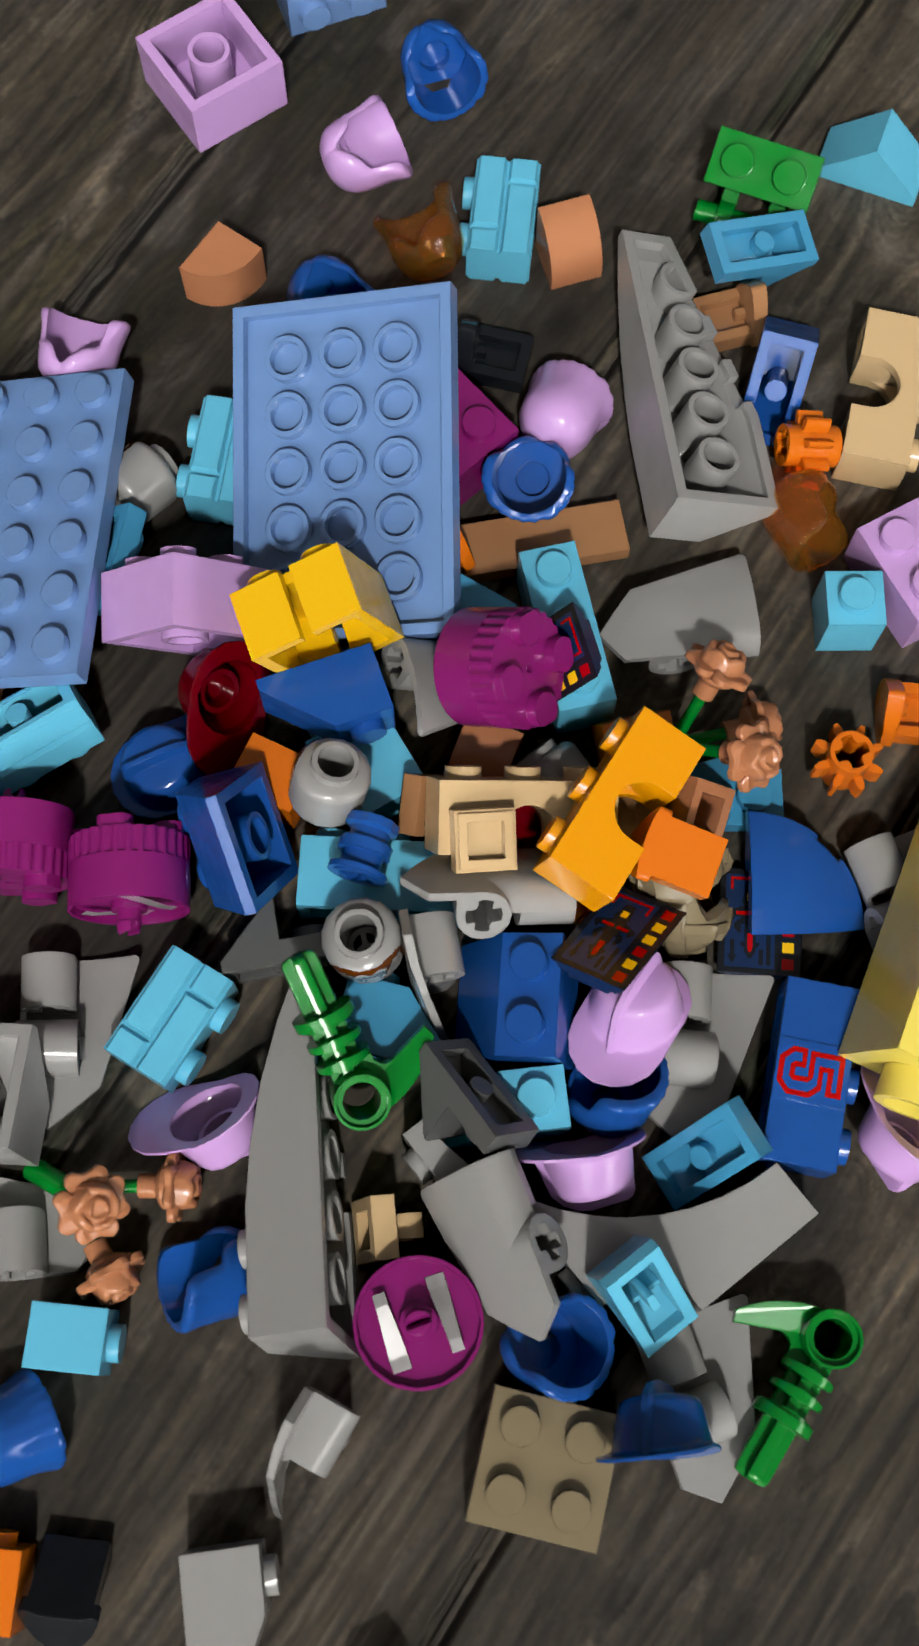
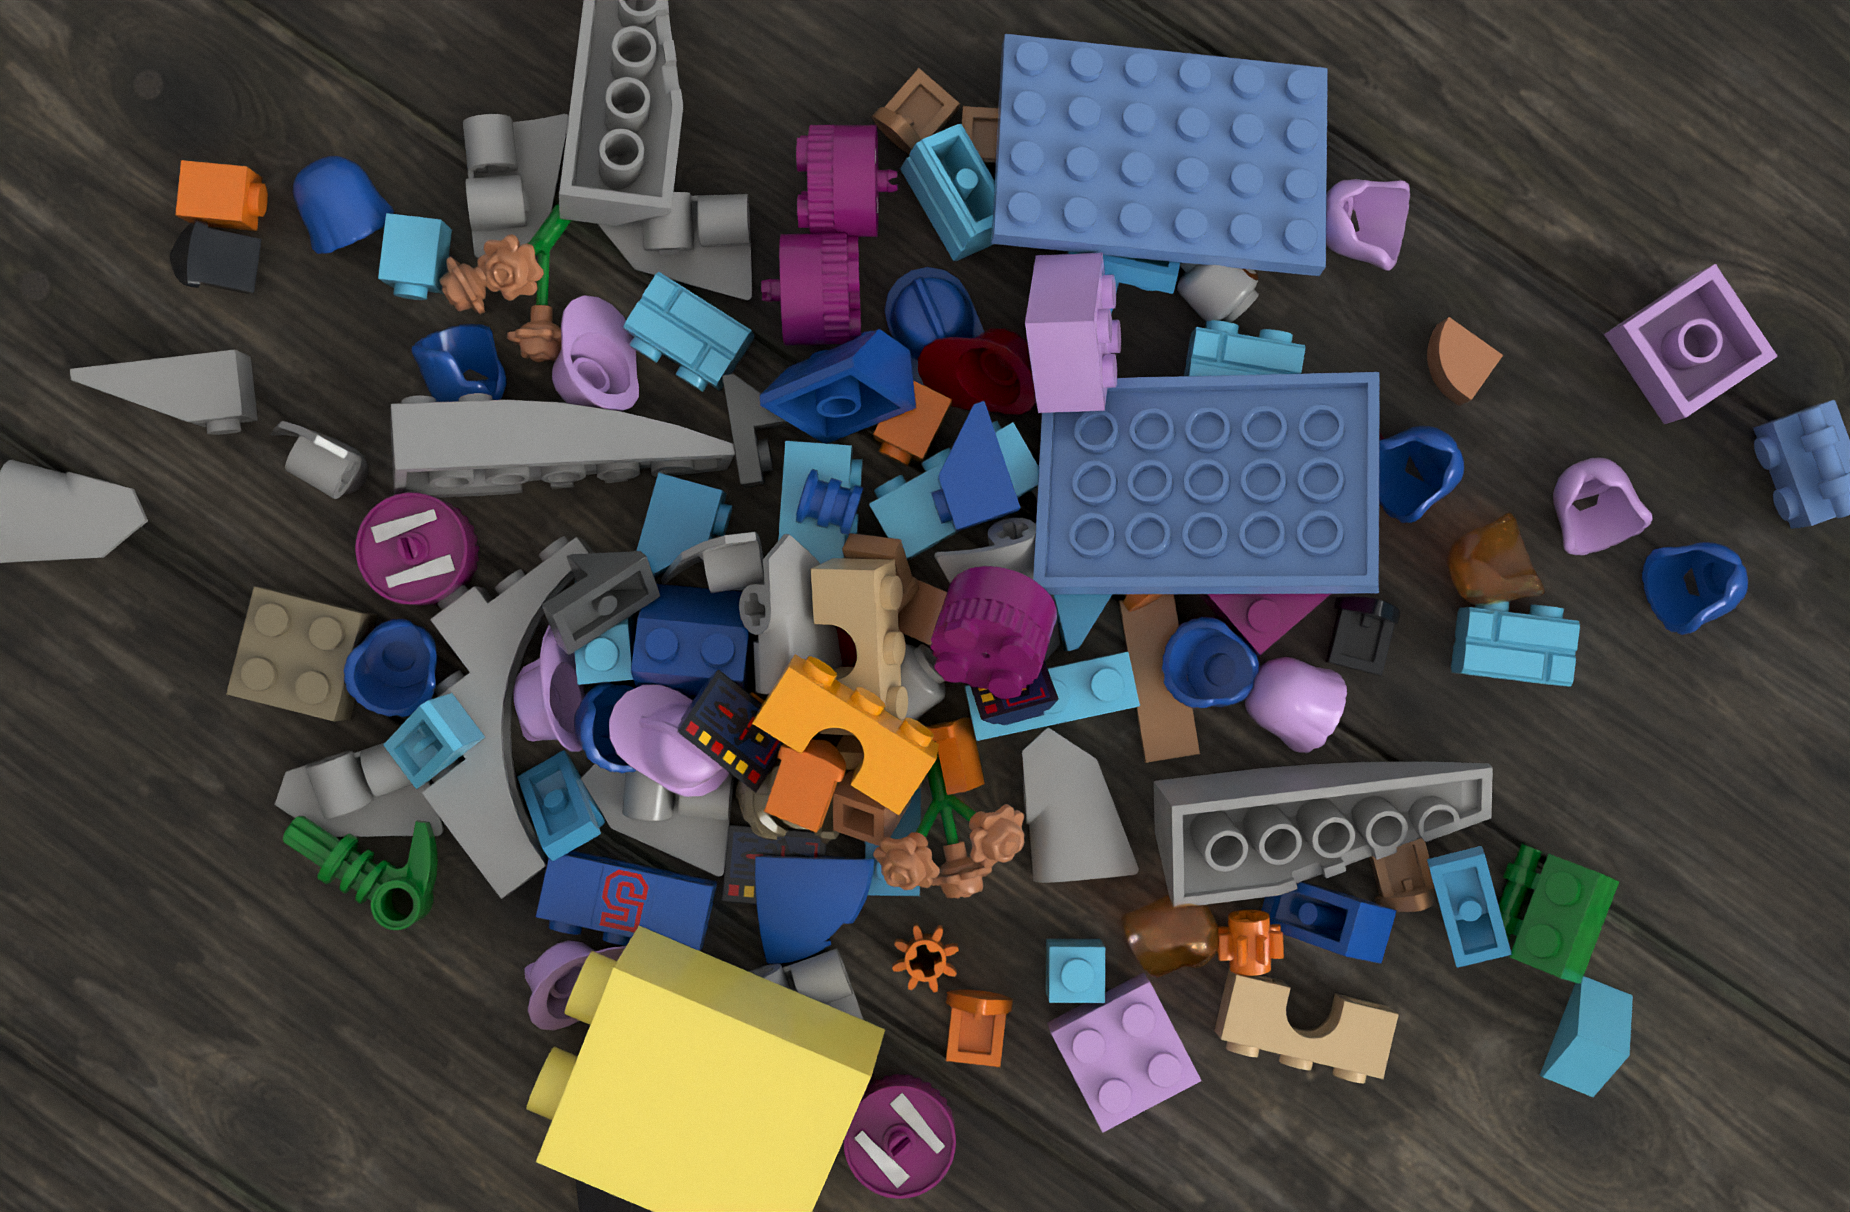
camera: 85 degrees right, 15 degrees up
(294, 614) = (1045, 456): yellow piece -> none
(329, 781) = (906, 479): light grey head -> none
(341, 1055) = (638, 484): green piece -> none
(355, 922) = (730, 487): light grey head -> none
(380, 1229) = (502, 518): tan tile -> none
(483, 839) = (822, 609): tan tile -> none
(501, 1241) = (470, 620): light grey panel -> none
(569, 241) = (1485, 714): nougat brick -> none
(660, 1427) = (313, 747): blue piece -> none

